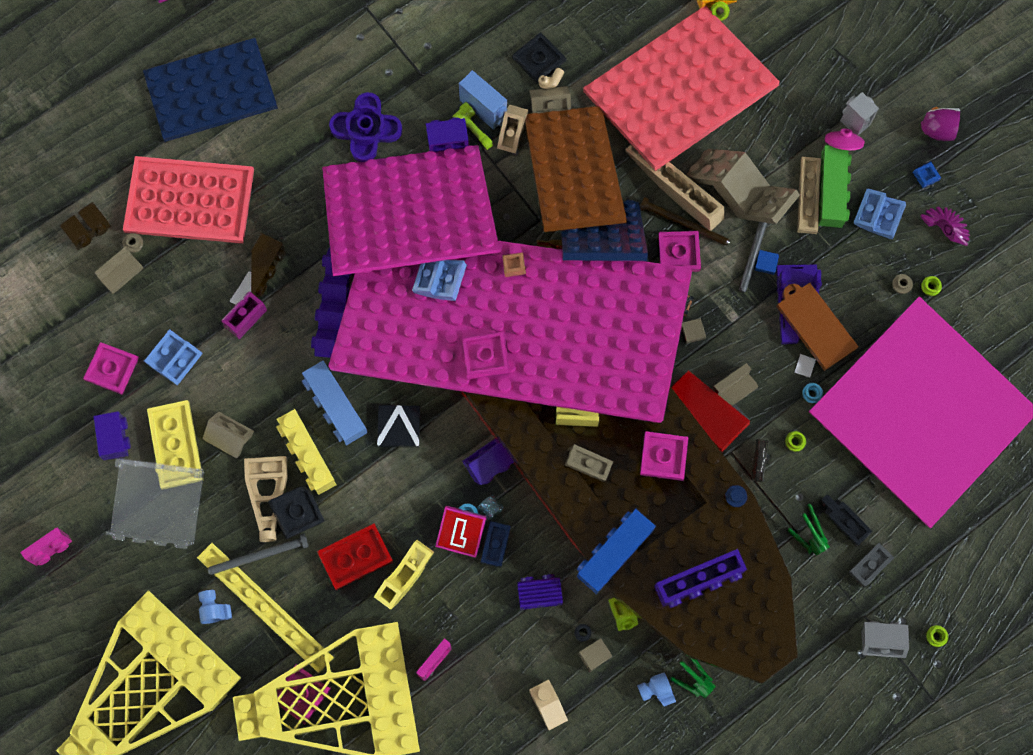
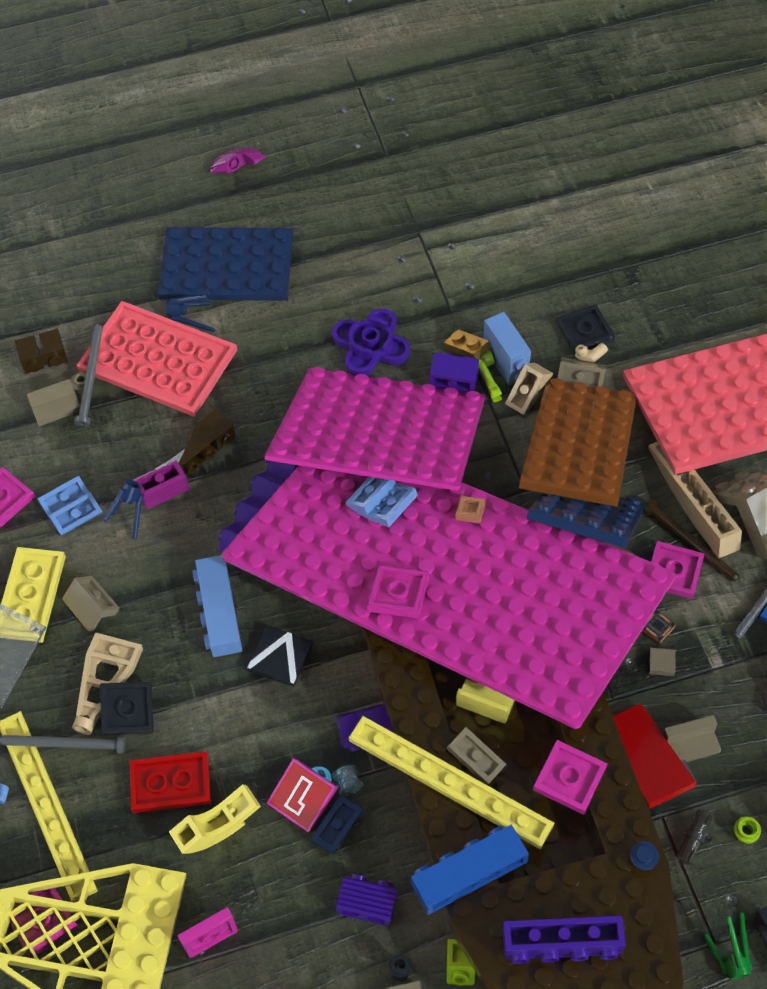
camera: 25 degrees right, 15 degrees down
(149, 276) = (83, 419): none -> dark grey bar
(186, 147) = (178, 307): none -> dark blue plant
(223, 334) = (128, 494): none -> dark blue plant
(306, 451) = (165, 648): light yellow brick -> none
(448, 105) = (467, 344): none -> pearl gold plate
(576, 489) = (451, 781): none -> light yellow tile

